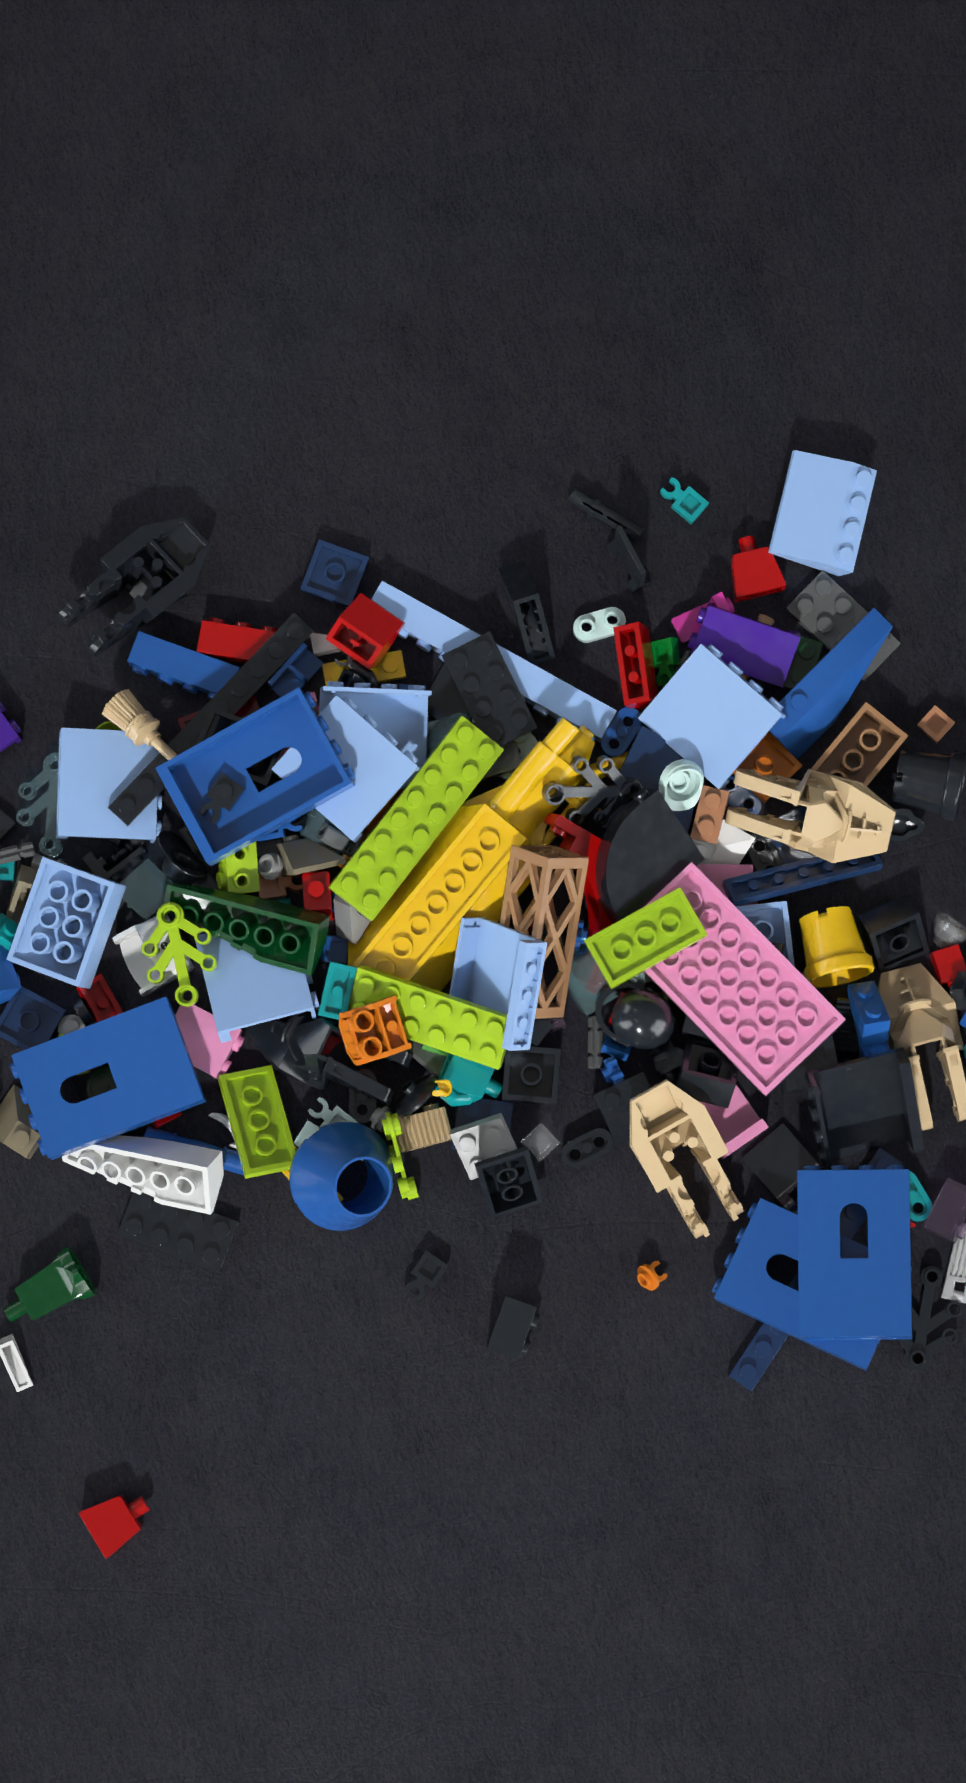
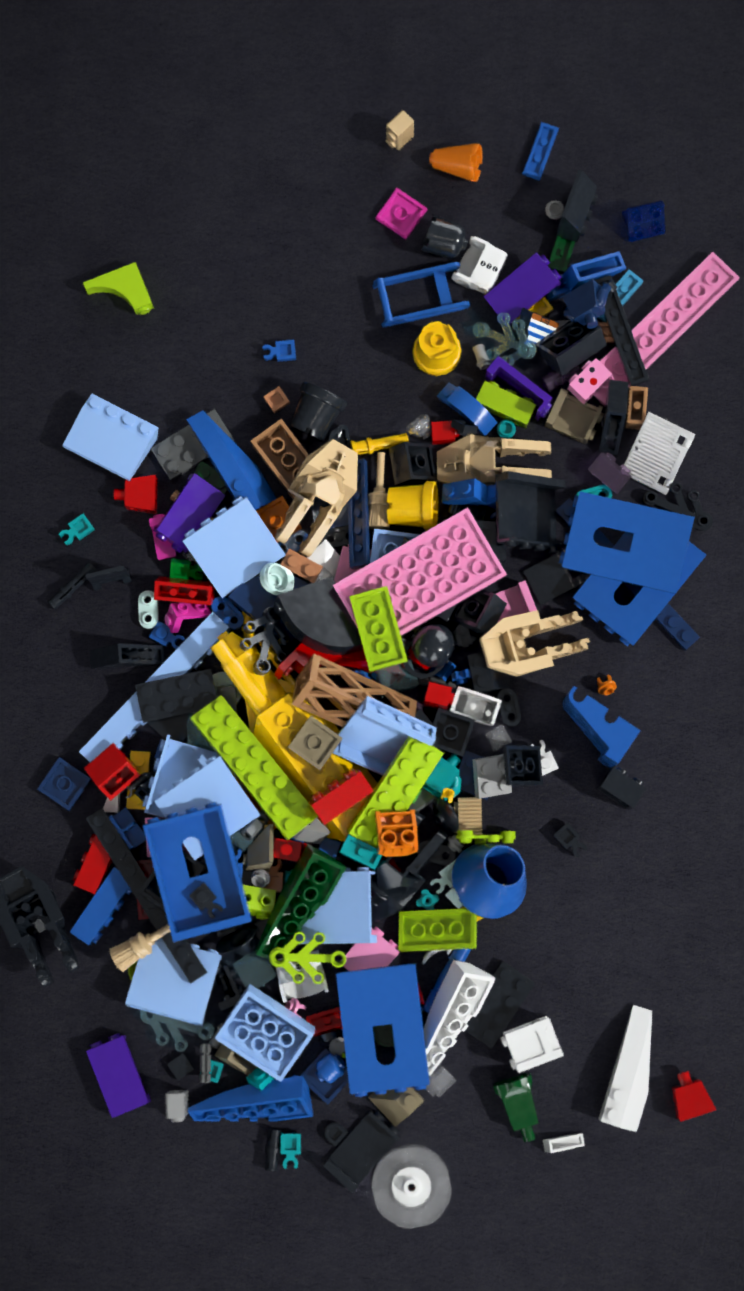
camera: 70 degrees left, 0 degrees up
(40, 1022) = (330, 1068): none -> blue head
(56, 1175) = (440, 1081): none -> clear brick
(112, 954) = (293, 1005): none -> bright pink plate
(127, 1433) = (630, 1075): none -> white wedge
(135, 1286) = (532, 1044): none -> white container
(302, 1095) = (426, 895): none -> teal plate
(404, 941) = (340, 795): none -> red brick
(468, 890) = (315, 742): none -> dark tan plate
(526, 1218) = (547, 760): none -> white plate
(570, 655) = (163, 635): none -> blue plate
(575, 1045) = (438, 696): none -> red brick
(575, 1099) = (476, 706): none -> white piece
(576, 1297) = (610, 739): none -> blue panel
(607, 671) = (181, 611): none -> dark pink bracket
(830, 895) = (378, 499): none -> tan piece
(905, 870) = (371, 445): none -> yellow pin

